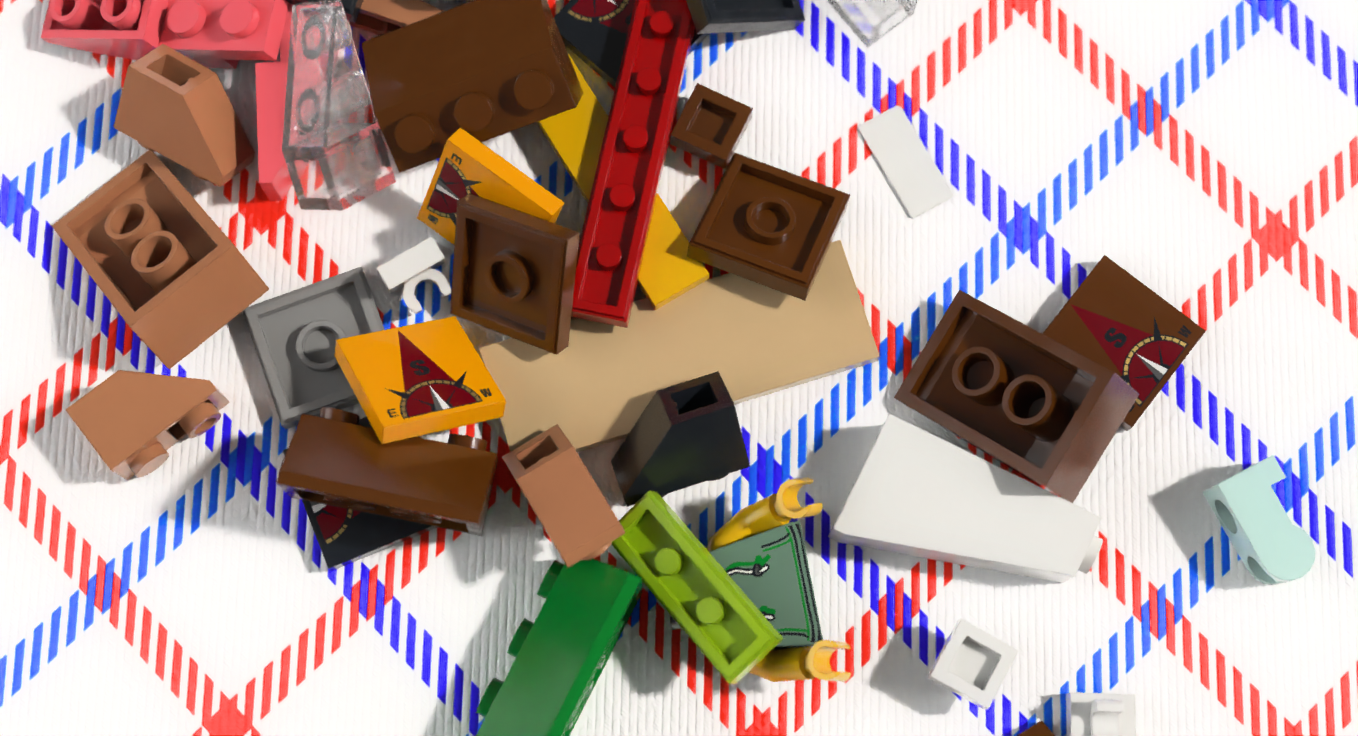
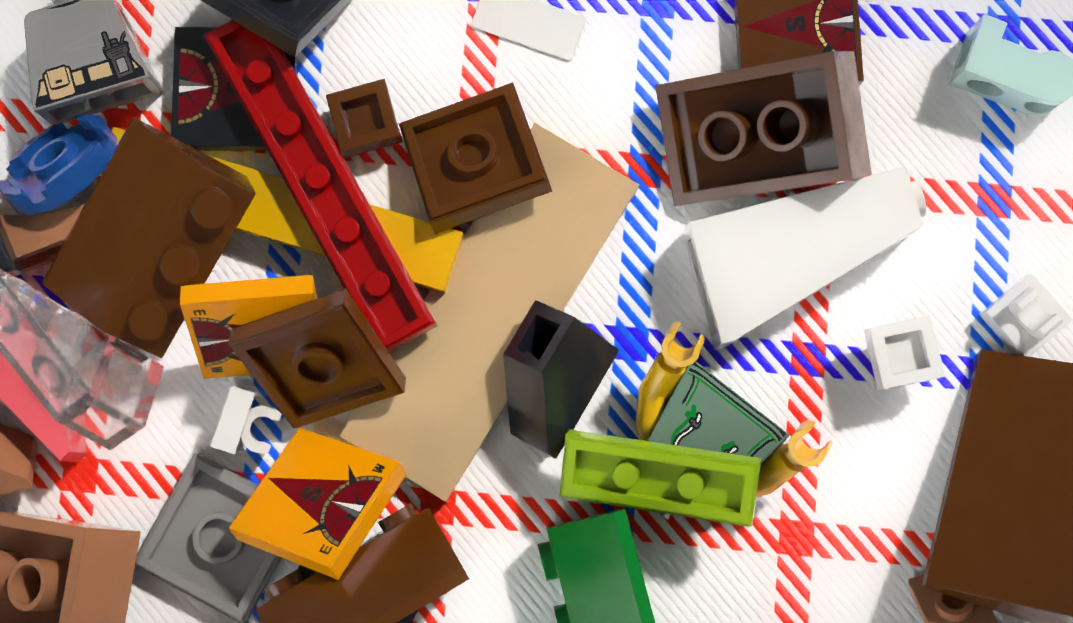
camera: 40 degrees left, 5 degrees up
(564, 496) = (506, 495): nougat slope -> none

